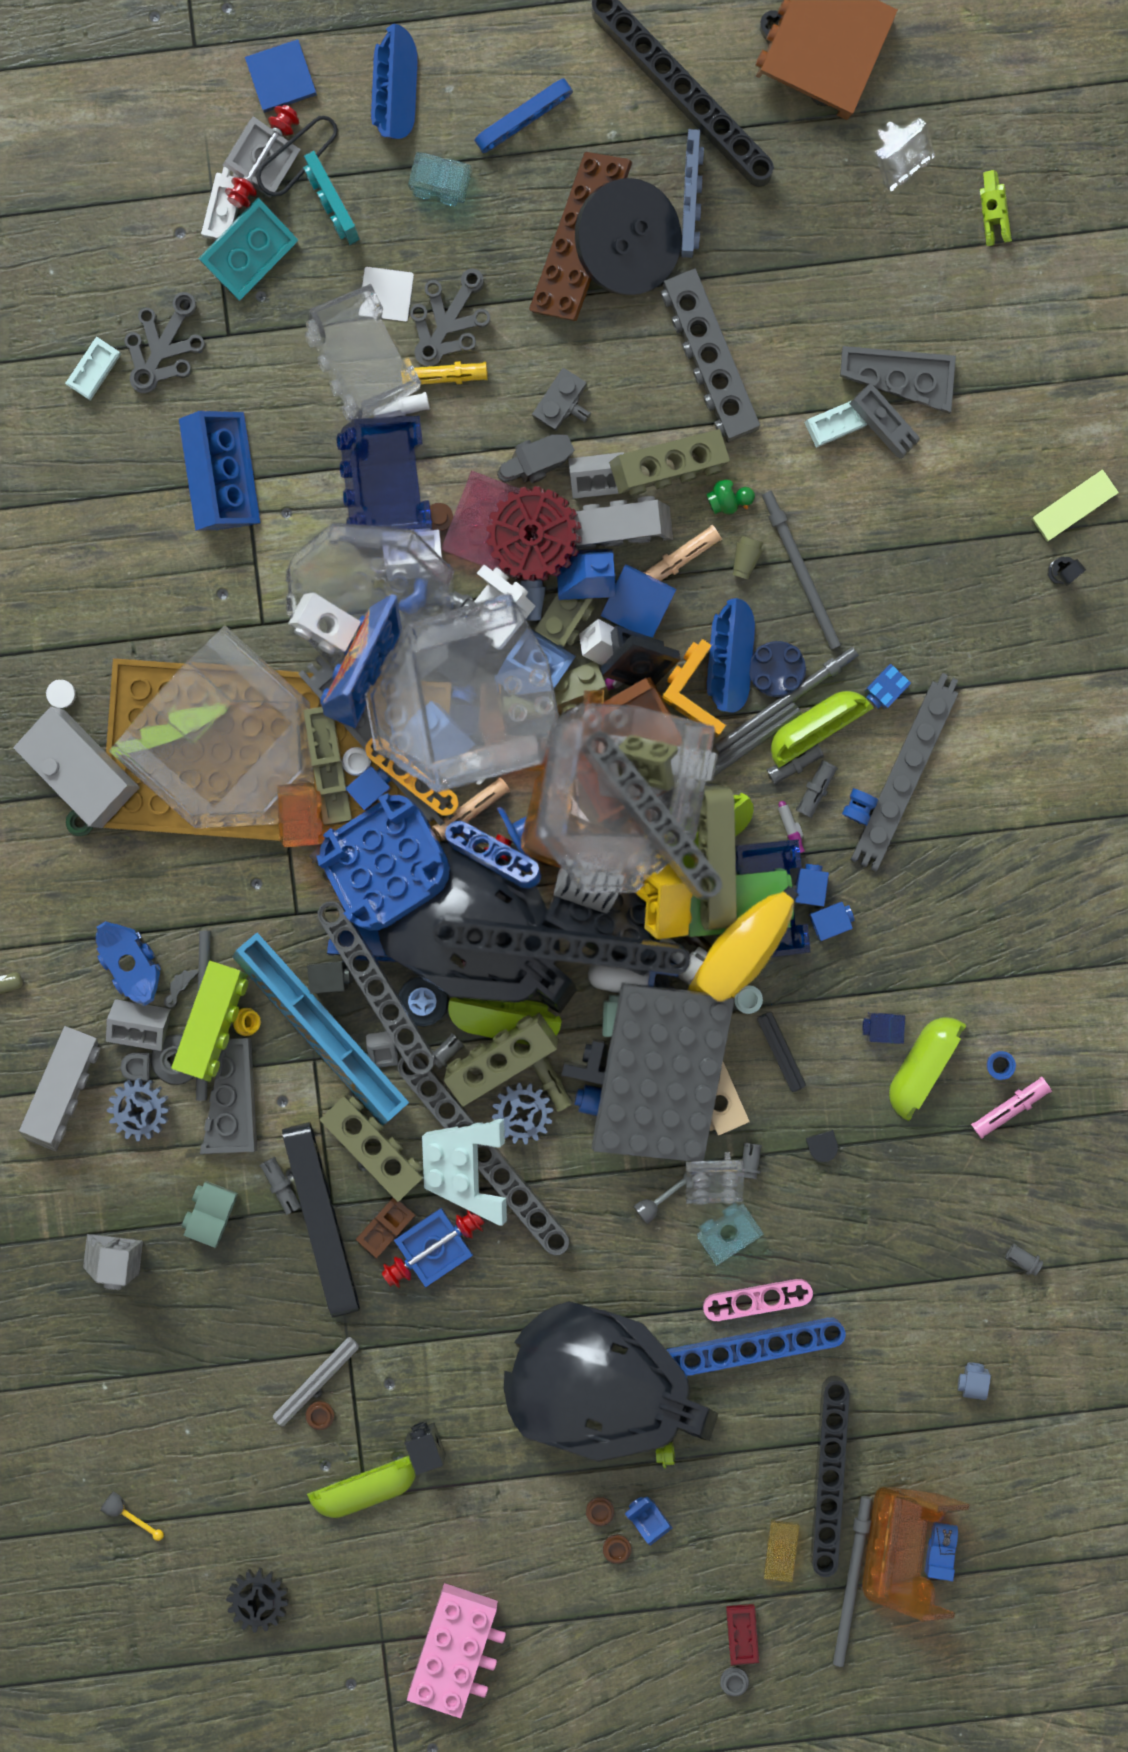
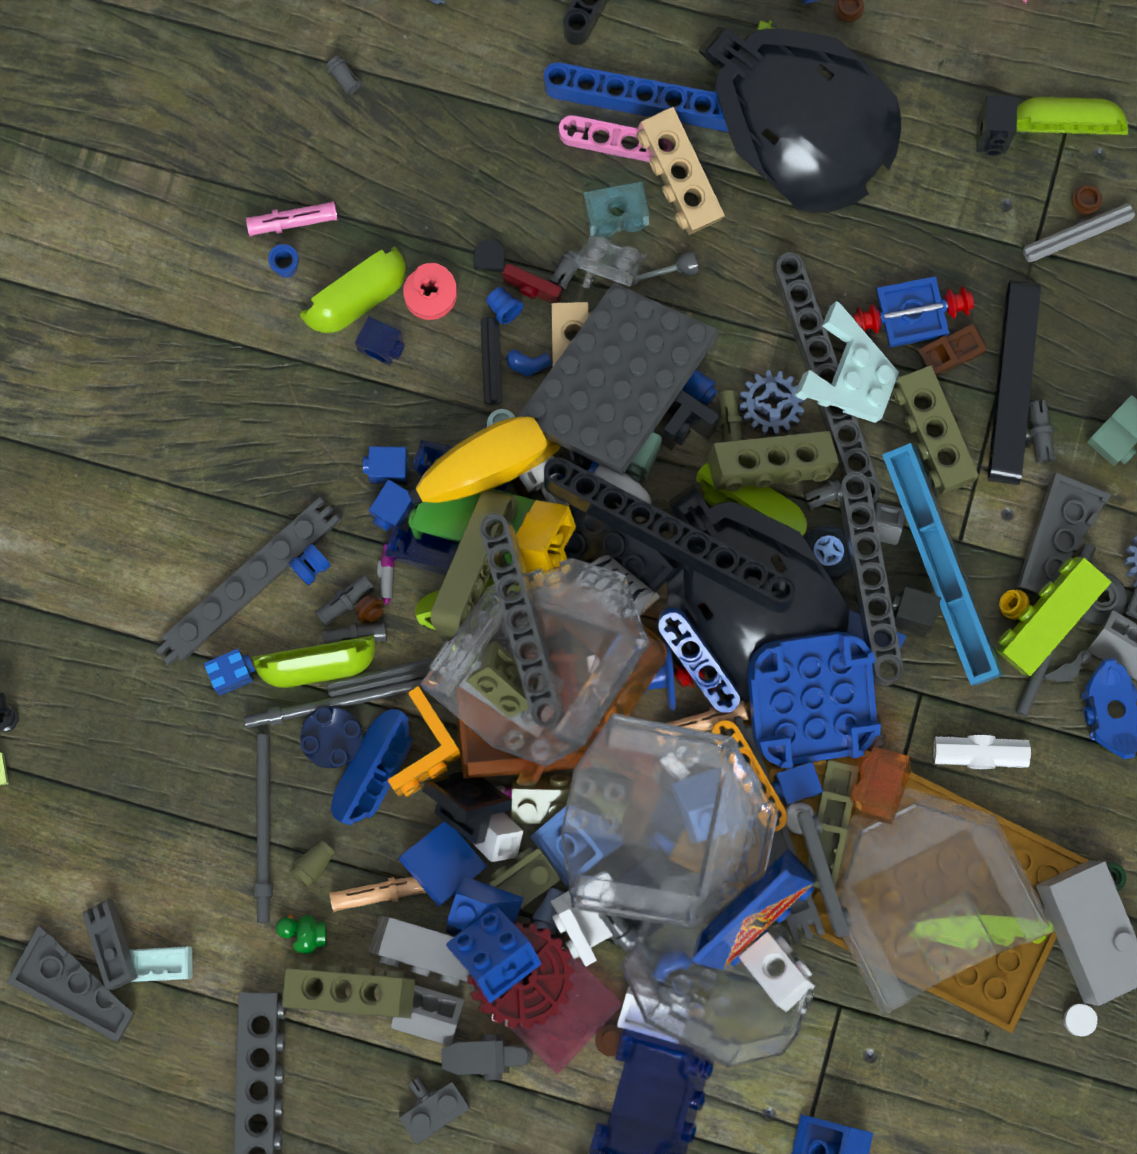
camera: 155 degrees left, 10 degrees down
(226, 882) = (981, 752): none -> white piece
(342, 750) = (838, 916): none -> dark grey plate
(562, 539) = (494, 953): none -> blue bracket
(649, 1266) = (668, 126): none -> tan brick
(749, 1059) = (525, 365): none -> blue arm
(774, 1133) = (531, 285): none -> dark red plate
(791, 790) = (370, 609): none -> reddish brown plate
(791, 1105) = (504, 305): none -> blue piece
(870, 1100) = (421, 281): none -> coral piece

